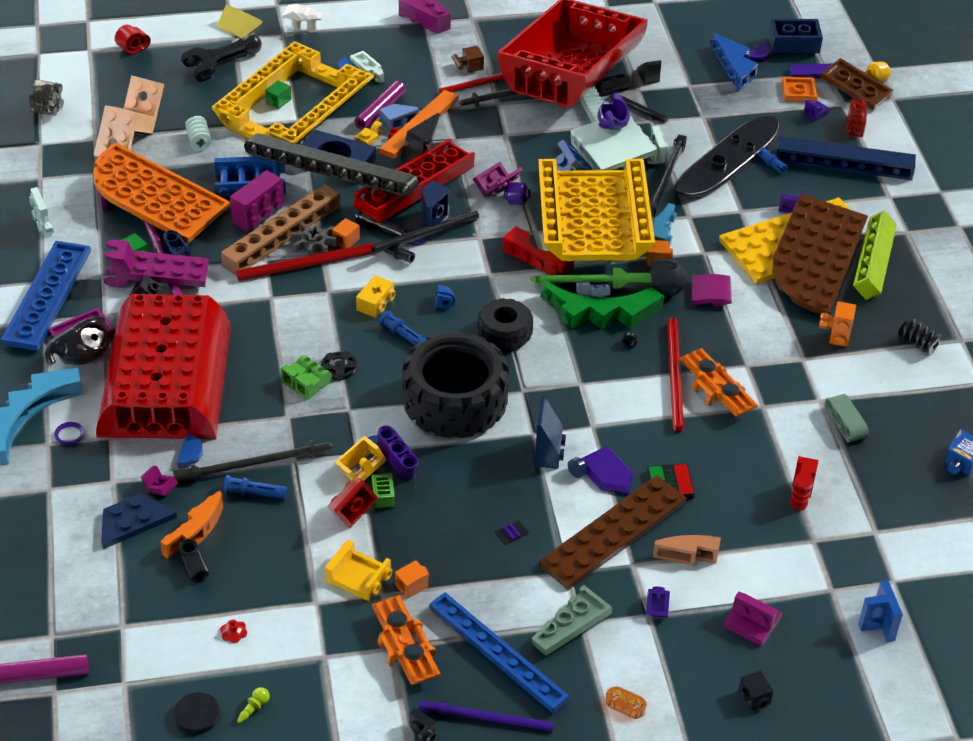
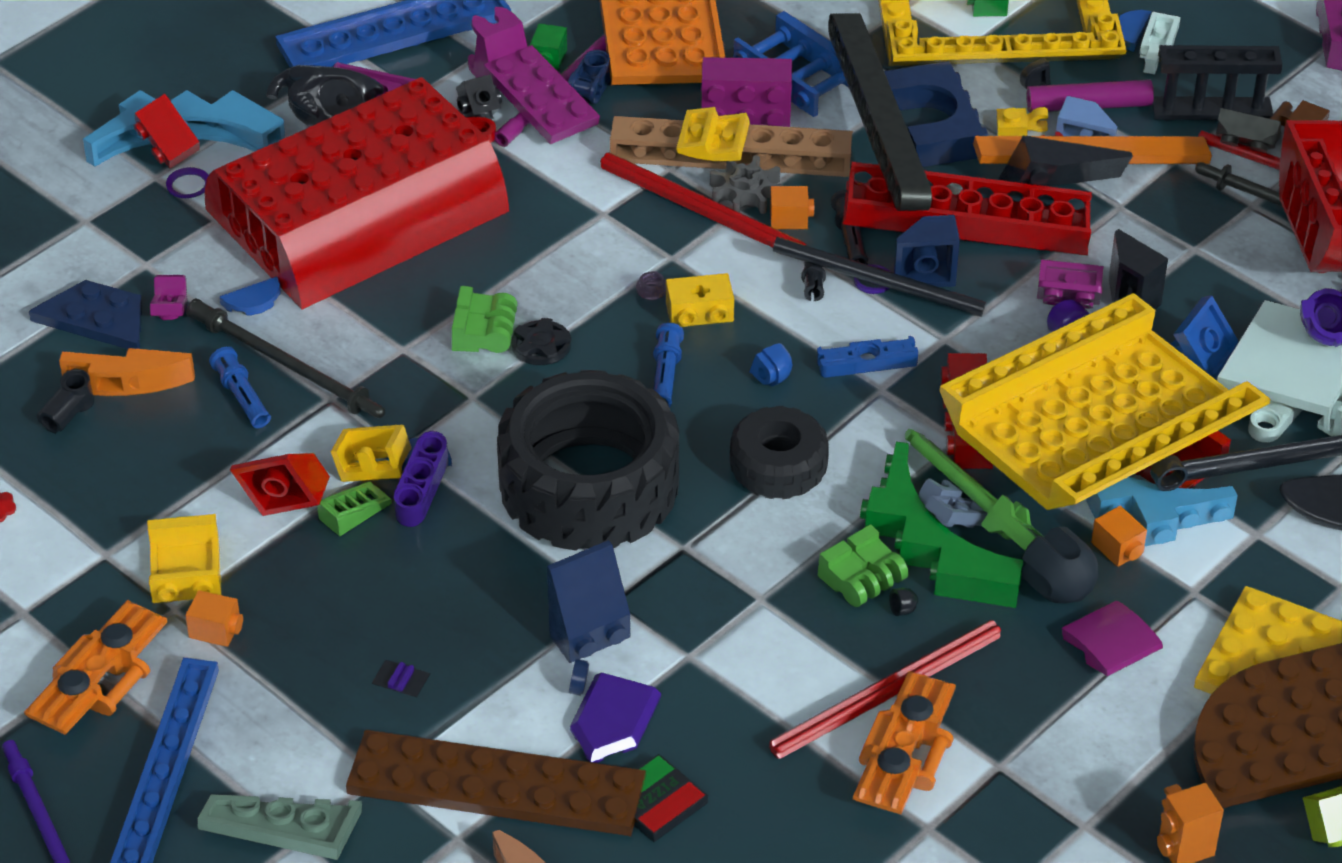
camera: 55 degrees right, 0 degrees up
(34, 415) = (166, 131): none -> red brick
(278, 226) = (713, 136): none -> yellow slope
(345, 307) = (651, 286): none -> clear purple plate
(349, 111) = (1036, 74): none -> black tile
(419, 58) = (1215, 60): none -> black fence
(460, 74) = (1248, 129): none -> pearl dark grey slope
(463, 274) = (848, 361): none -> blue piece
(515, 154) = (1136, 270): none -> black slope
(599, 340) = (861, 567): none -> bright green legs

